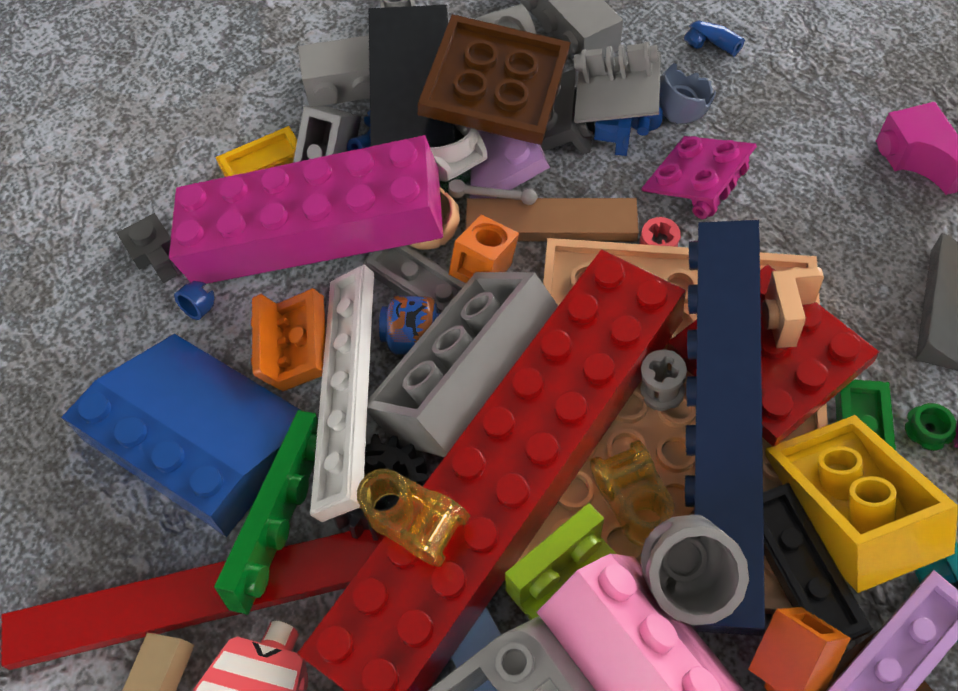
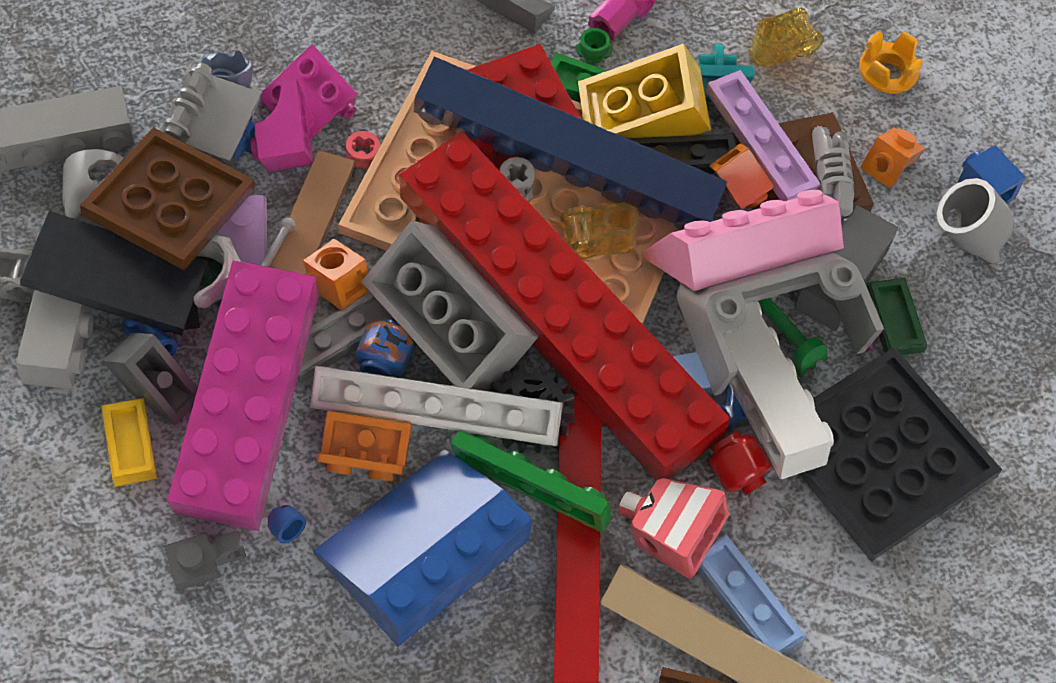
camera: 85 degrees left, 0 degrees up
(419, 520) = (601, 348): clear yellow piece -> none
(556, 559) = (644, 290): lime bracket -> none
(638, 158) = (284, 135): none -> dark pink arch
(694, 570) = (688, 193): light grey piece -> none
(715, 34) = (154, 28): blue arm -> none
(784, 300) = (501, 73): light nougat bracket -> none

